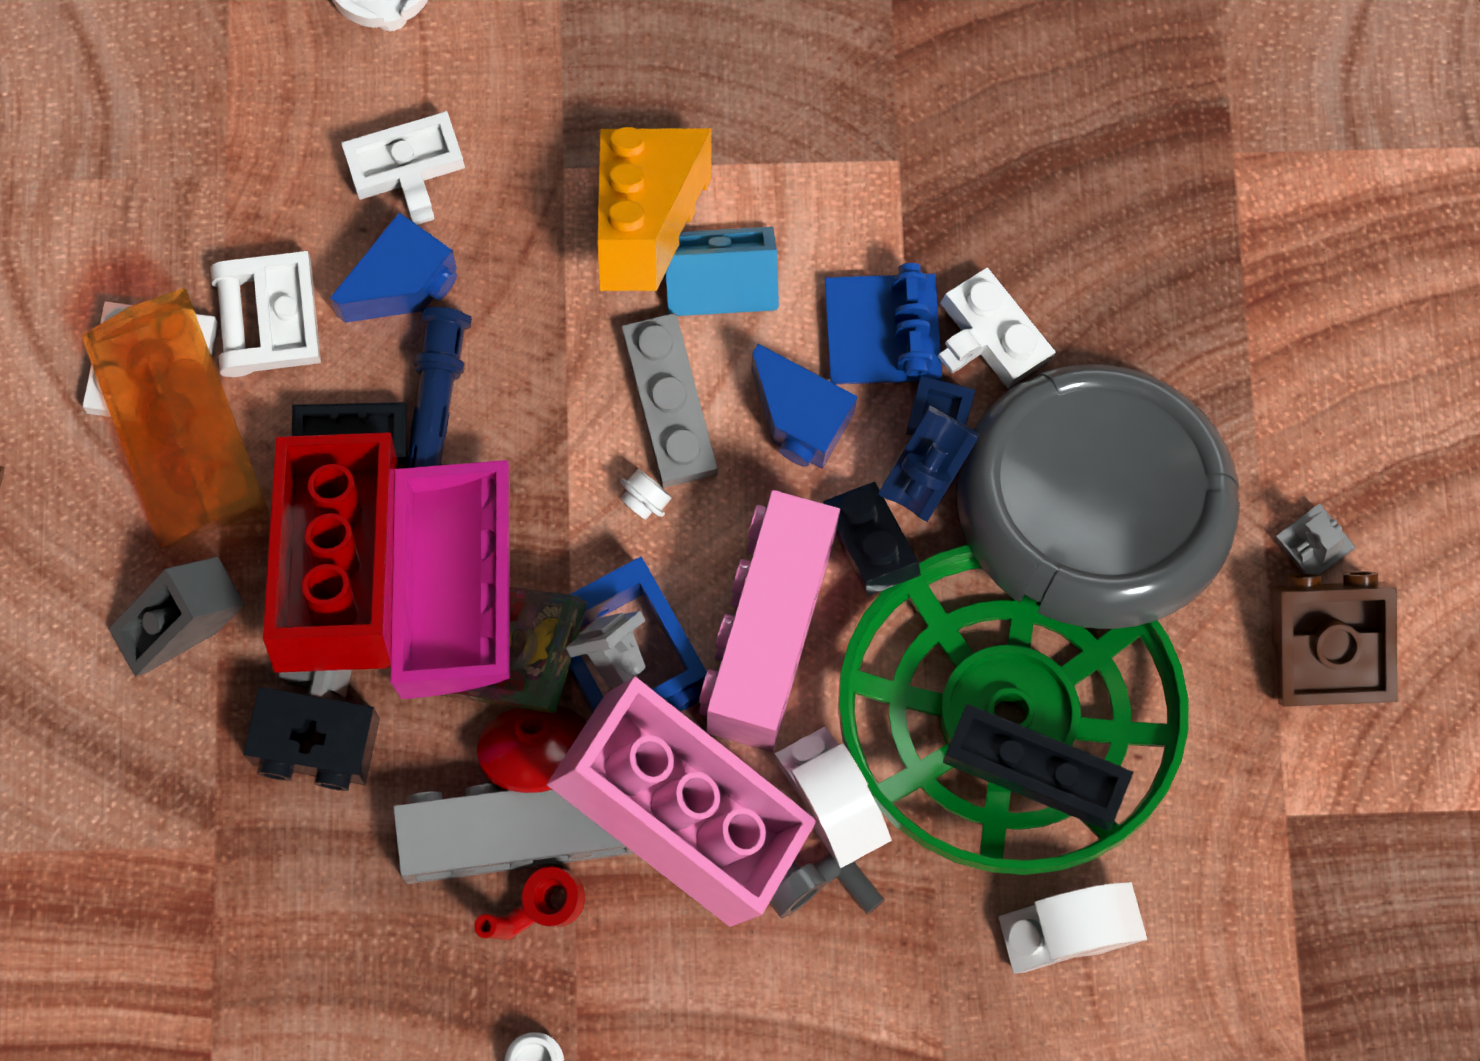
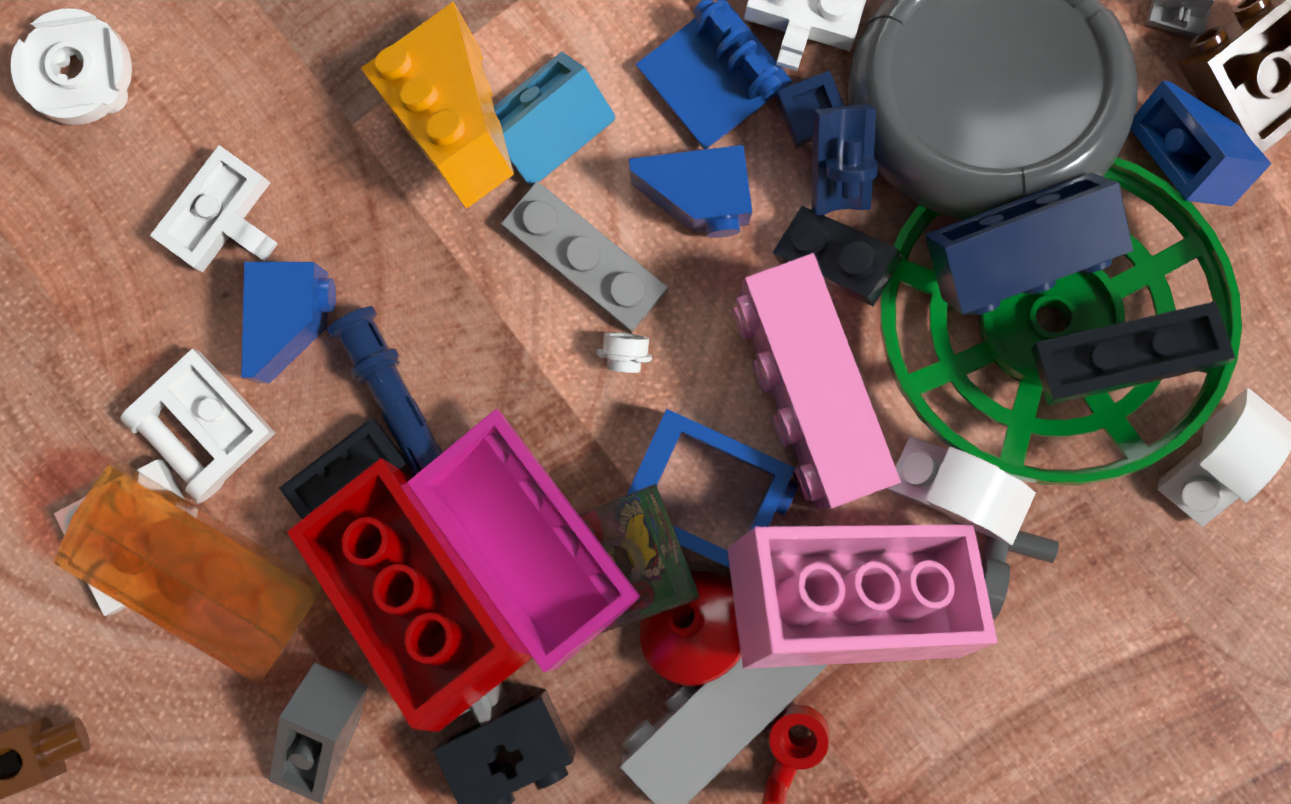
camera: 30 degrees left, 10 degrees up
(612, 647) = (705, 507): light grey brick -> none
(1019, 626) = (1030, 243): none -> dark blue brick
(1232, 661) = (1197, 147): none -> blue slope

